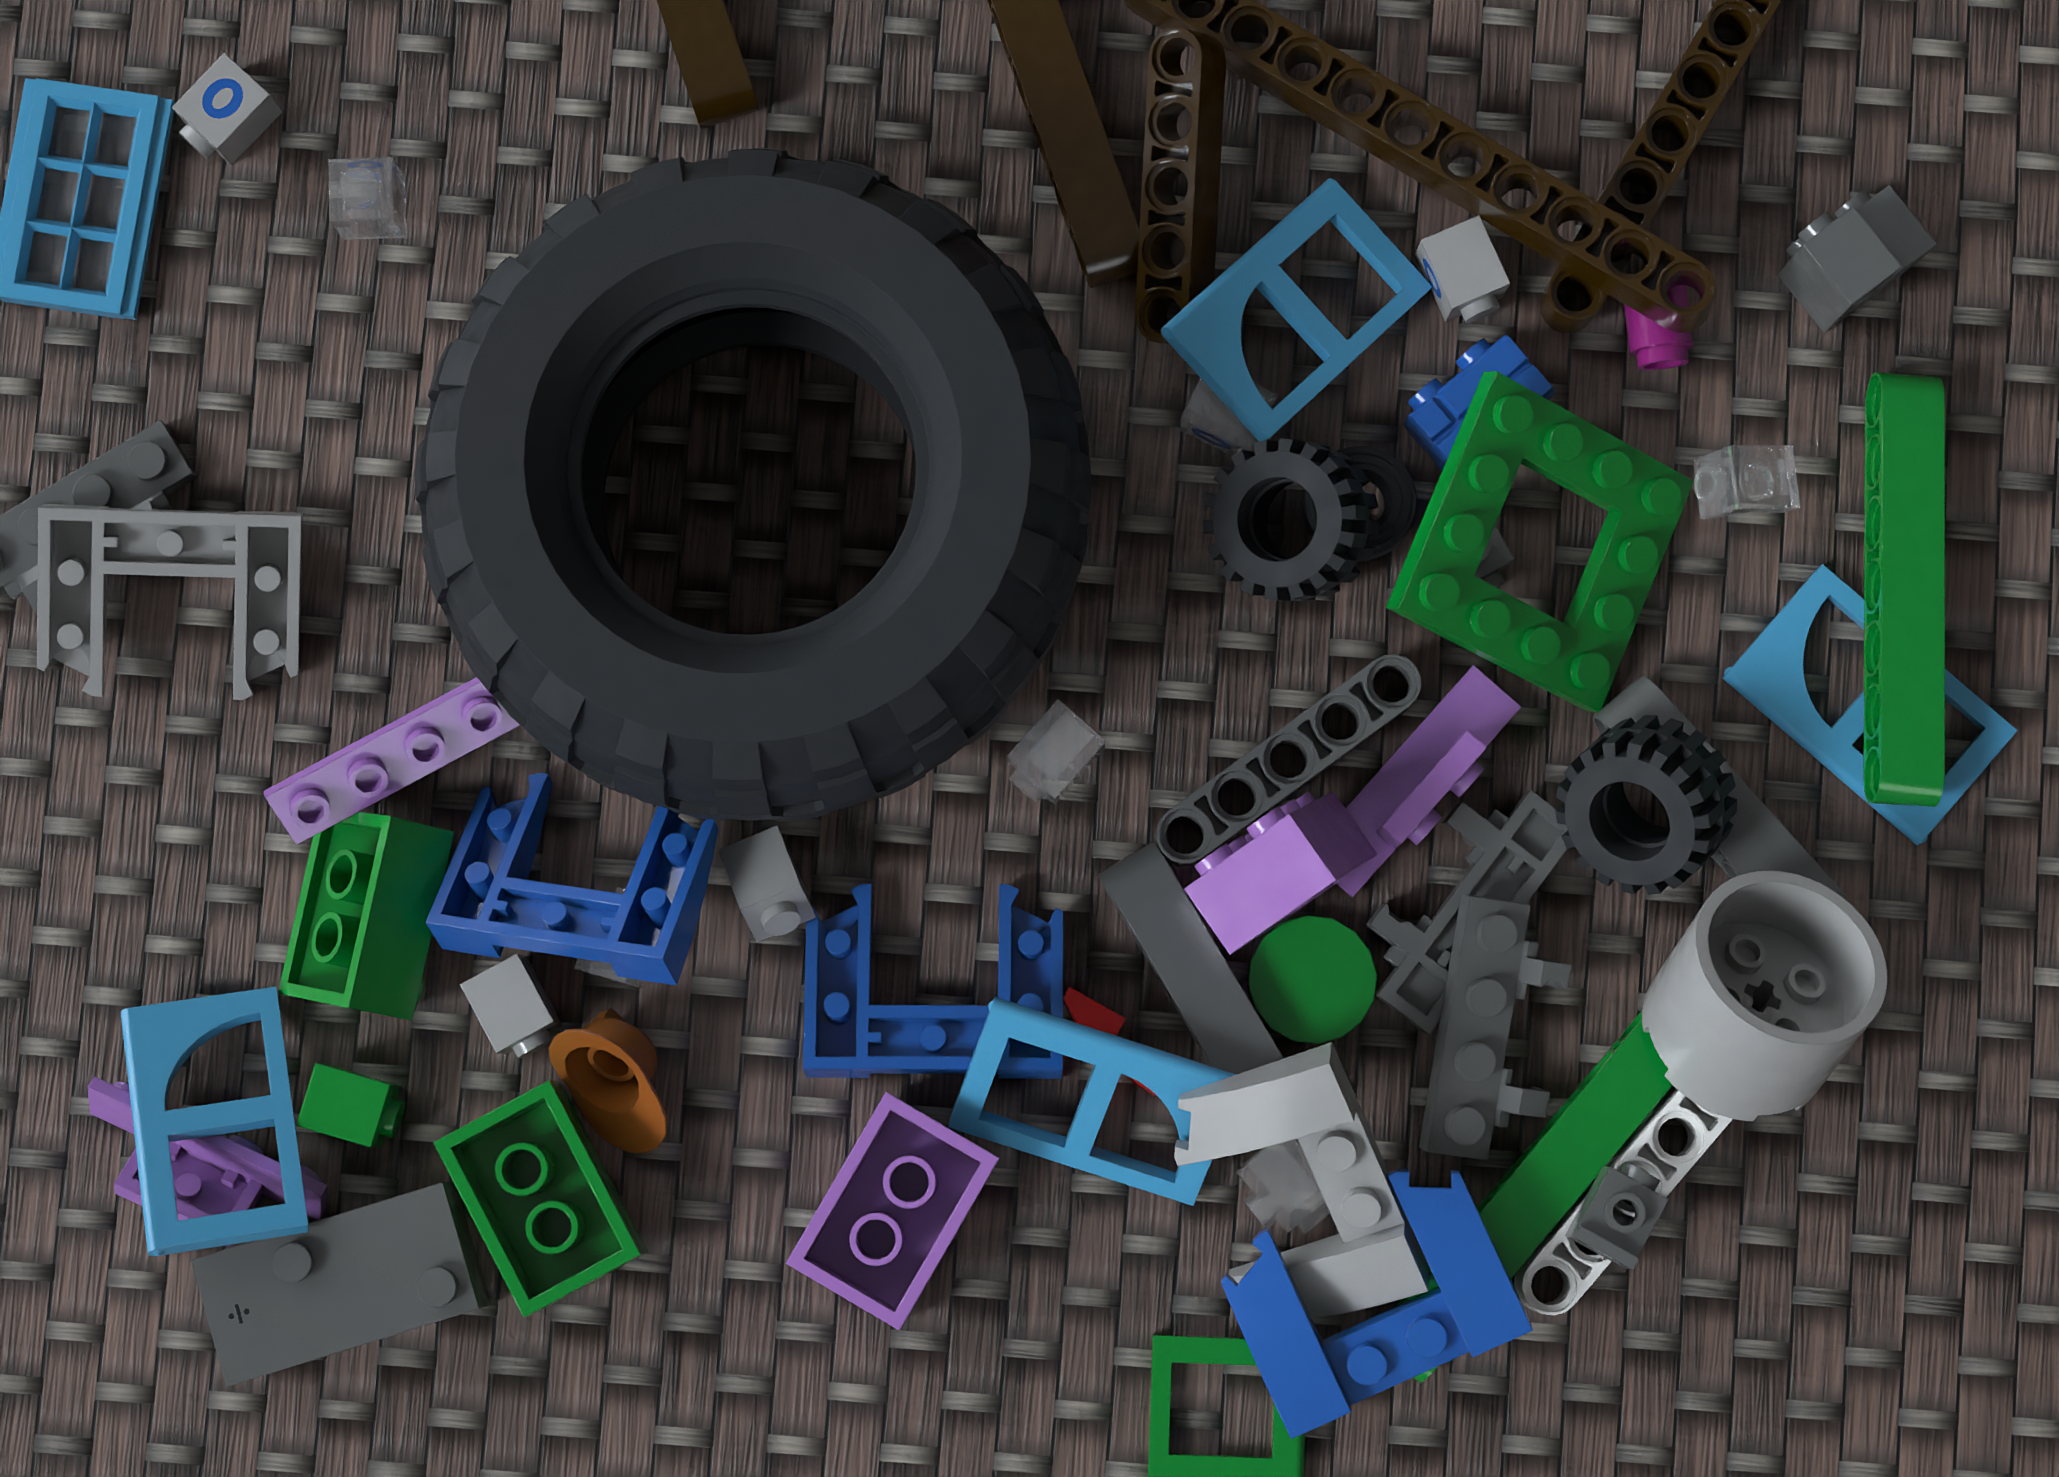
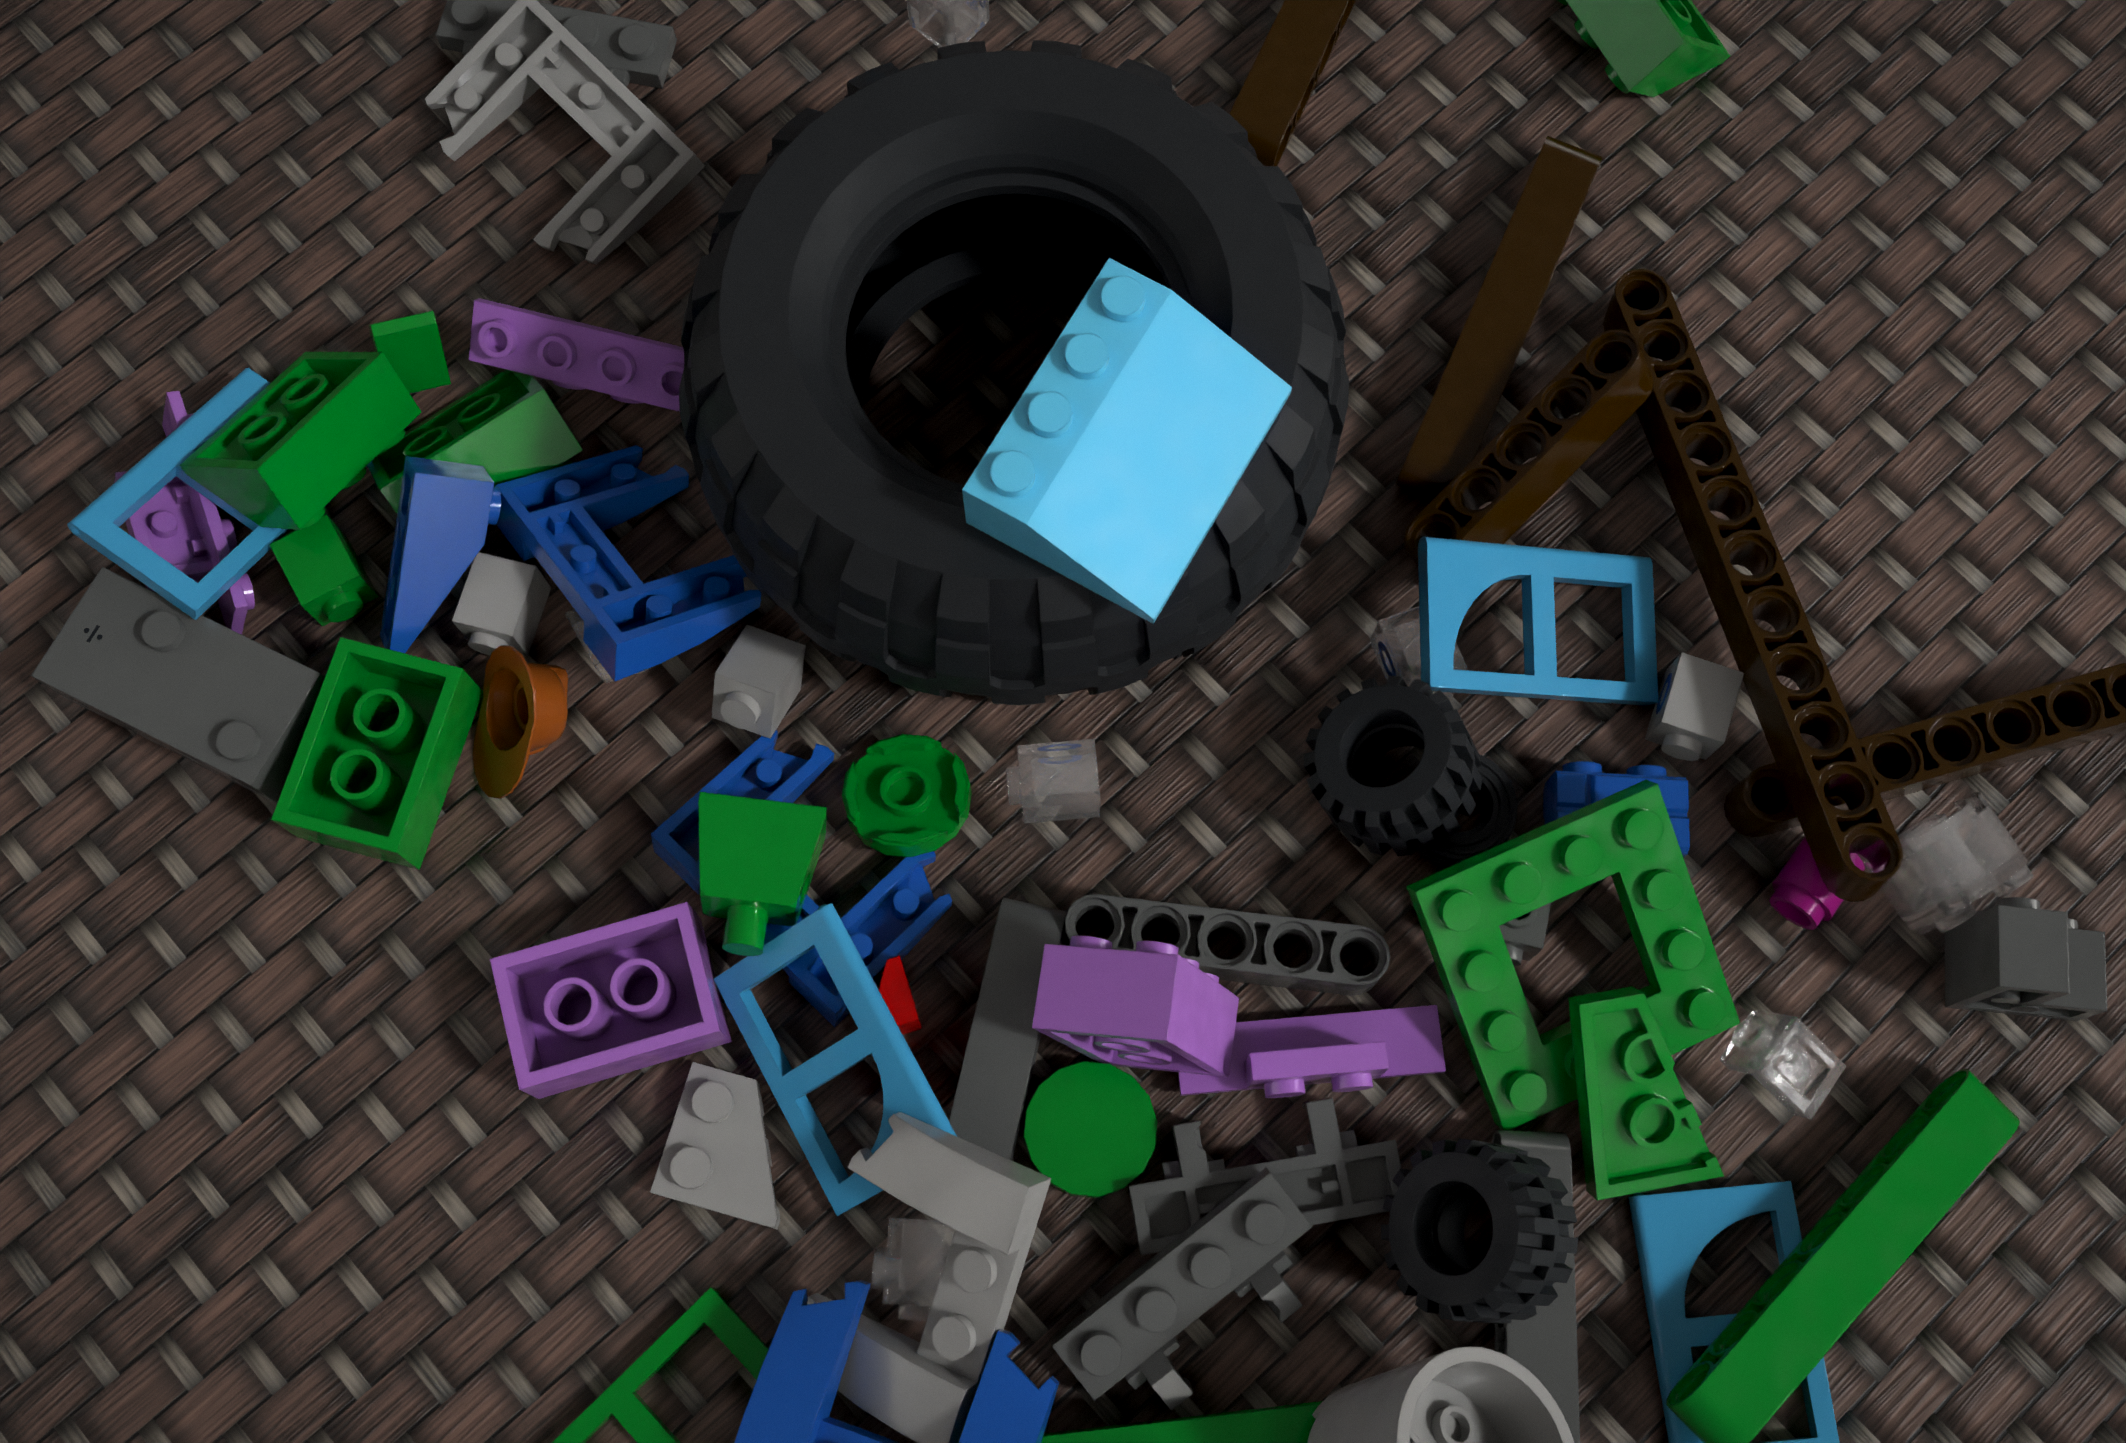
camera: 40 degrees right, 10 degrees down
(231, 877) = (413, 350): none -> green slope
(235, 1020) = (305, 437): none -> green slope
(425, 1009) = (435, 540): none -> blue slope
(906, 1019) = (756, 864): none -> green torso
(935, 489) = (1125, 443): none -> medium azure slope
(954, 865) = (907, 795): none -> green tile
(1066, 1238) = (719, 1149): none -> light grey wing
(1671, 614) = (1631, 1106): none -> green wing
(1745, 230) = (1952, 865): none -> clear brick

